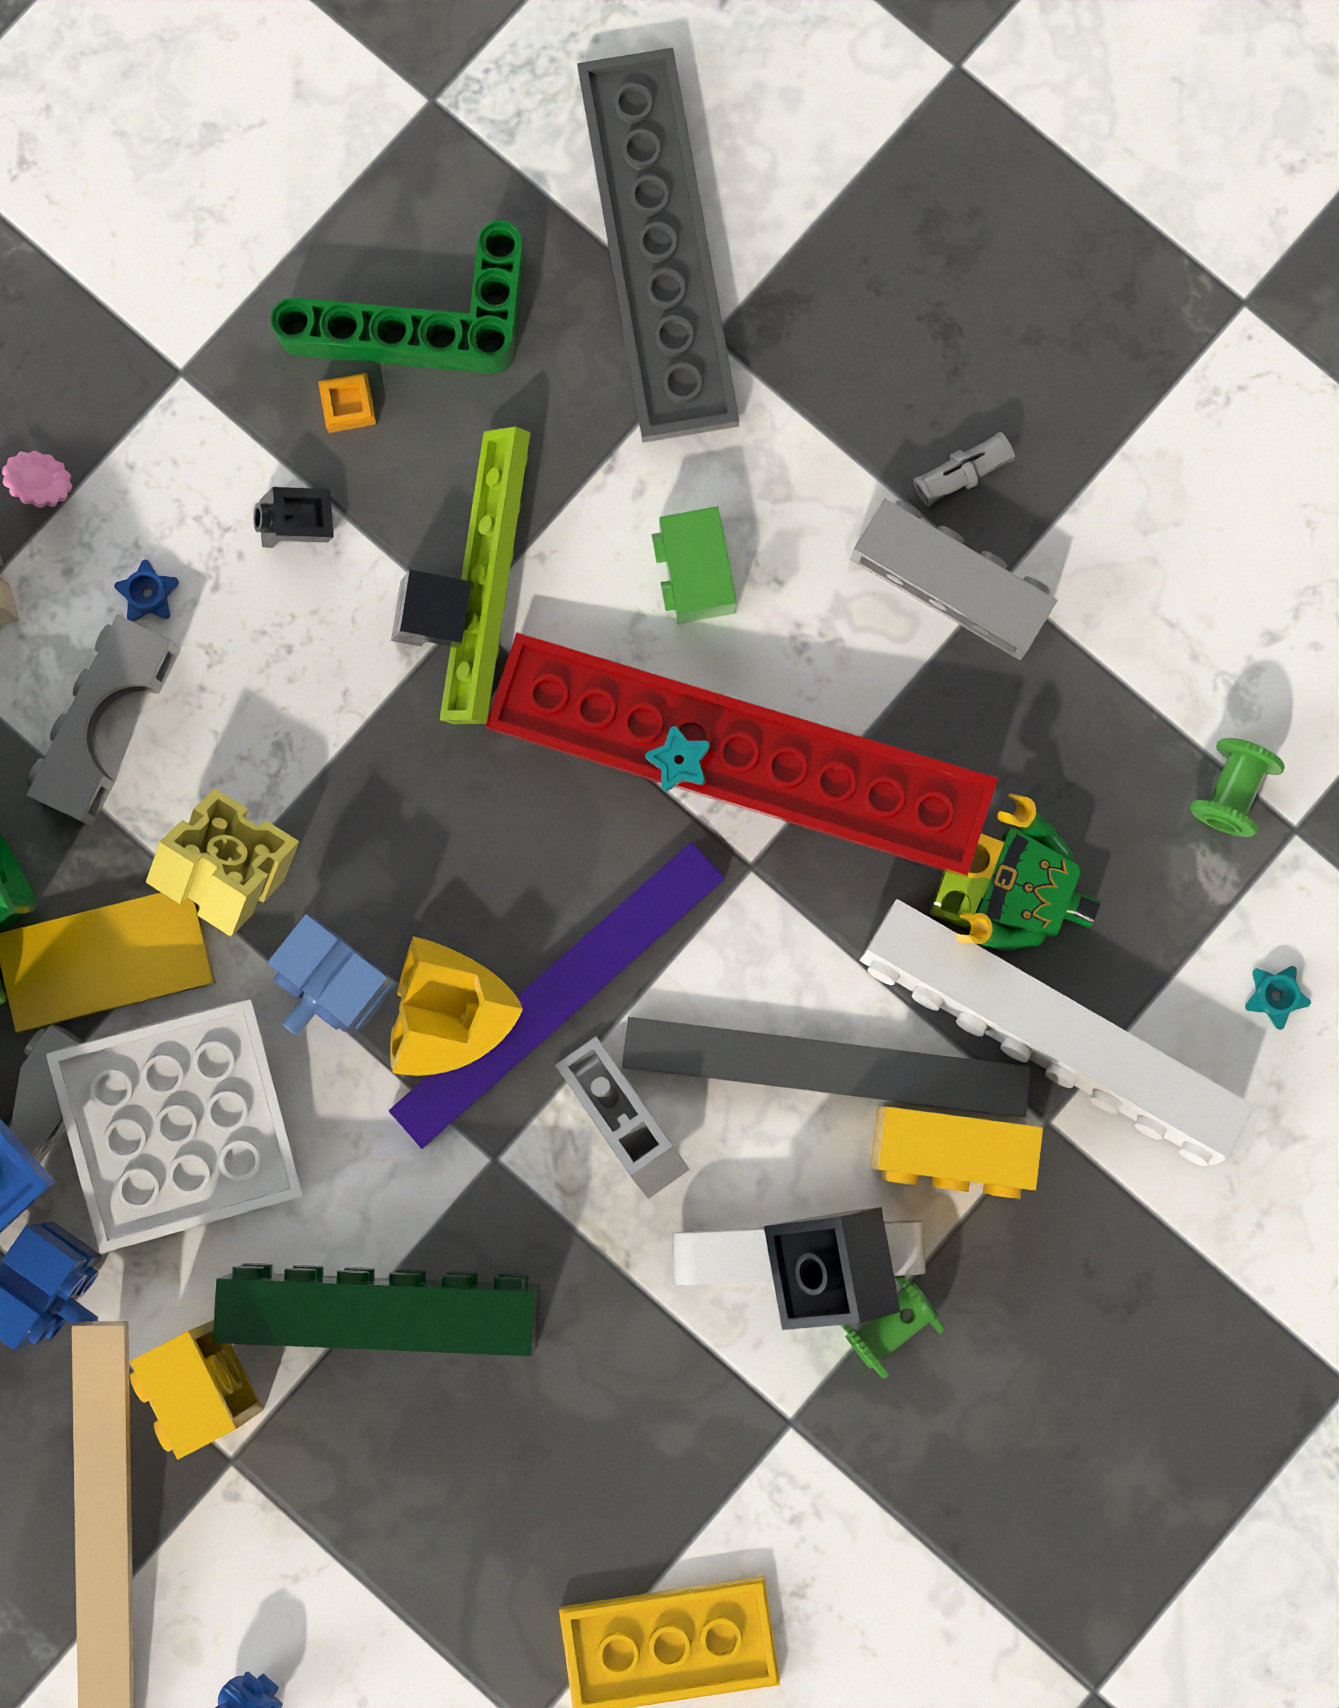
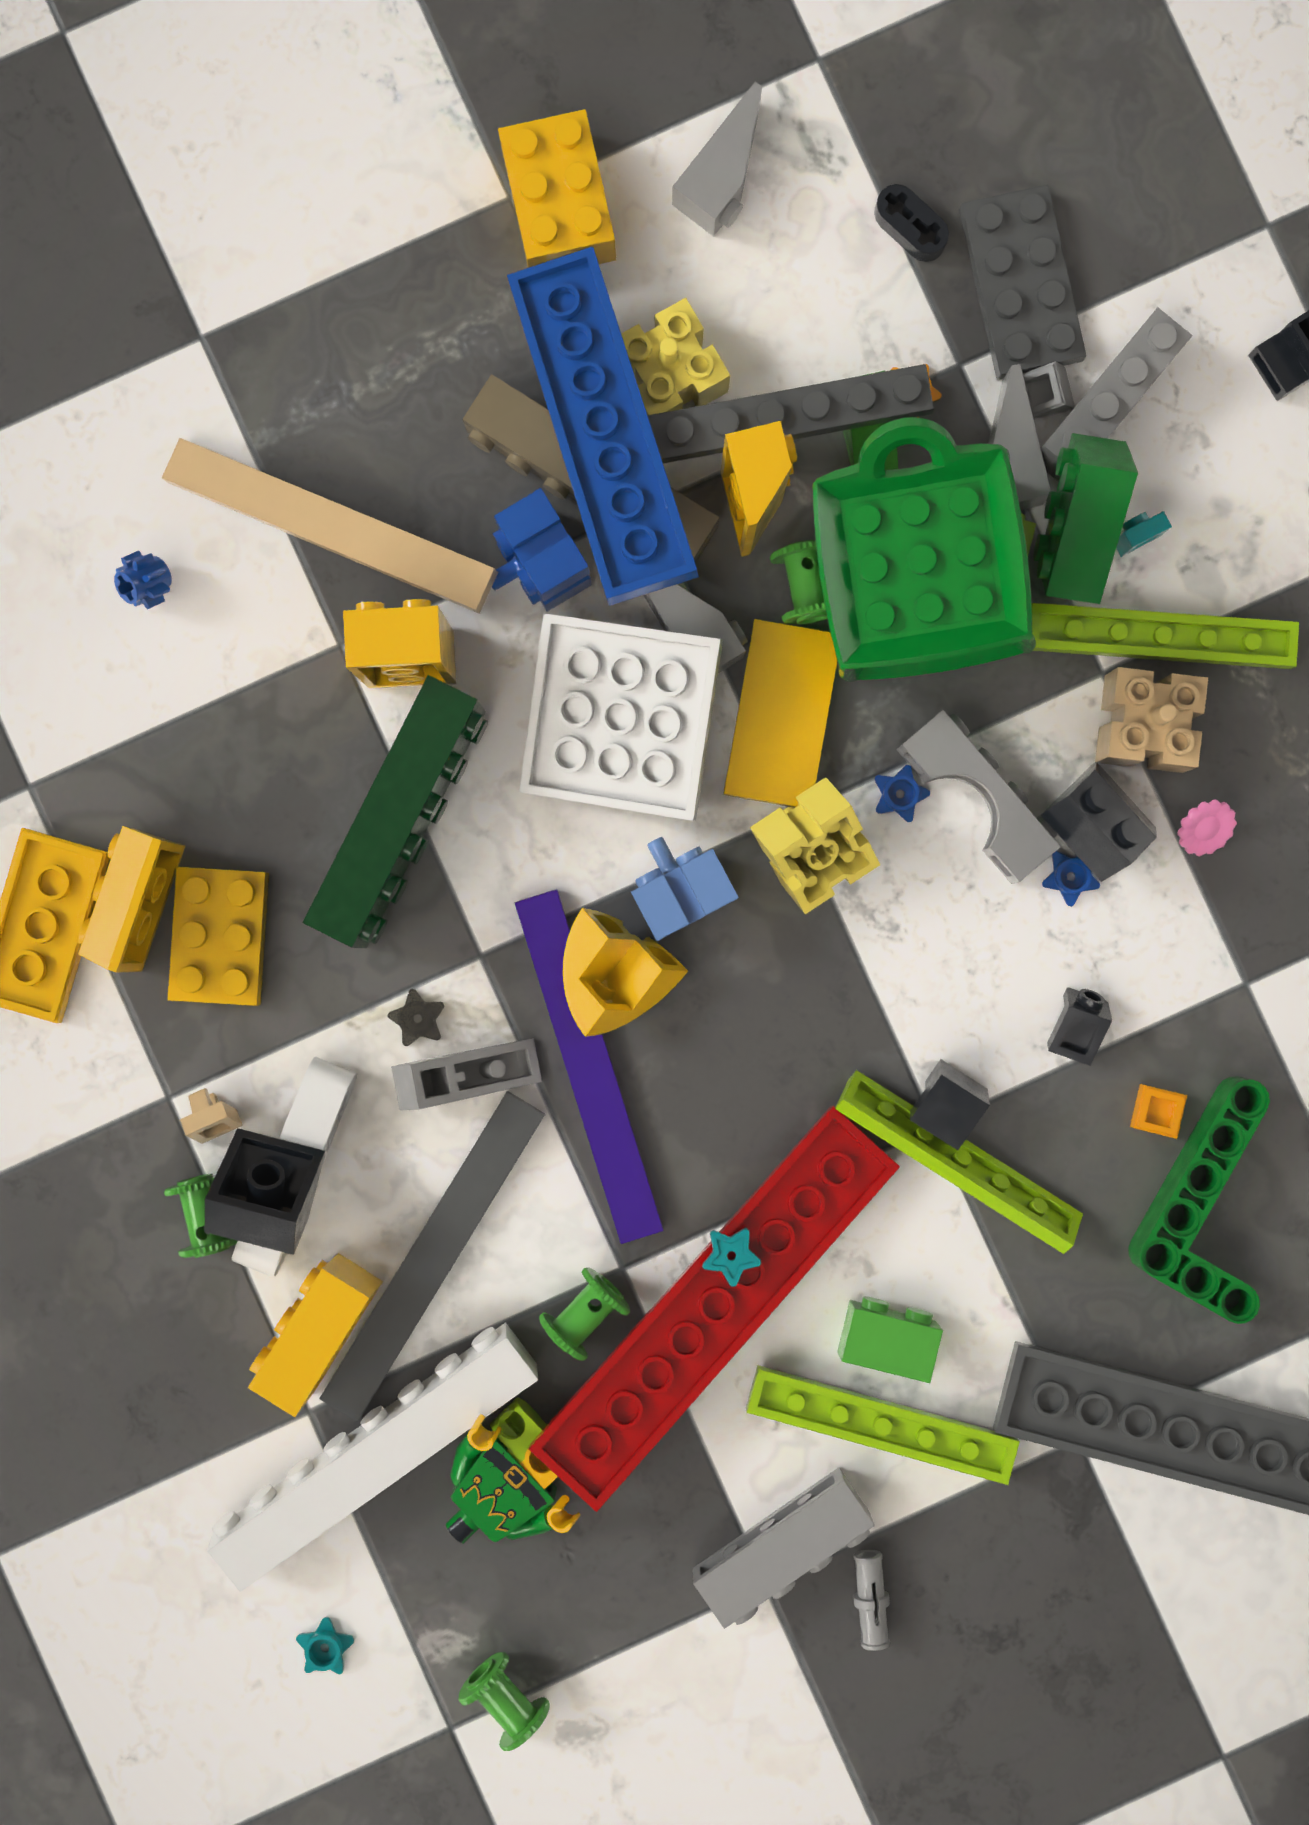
camera: 115 degrees right, 5 degrees up
(77, 586) = (1100, 823): none -> black slope
(128, 790) = (912, 793): none -> blue plate
(594, 1560) = (129, 900): none -> yellow slope
(595, 1448) = (218, 936): none -> yellow plate
(603, 1198) = (405, 1018): none -> clear smoke plate
(785, 536) = (882, 1425): none -> lime plate
(788, 1366) = (209, 1117): none -> tan tile
(817, 883) = (581, 1316): none -> bright green hose

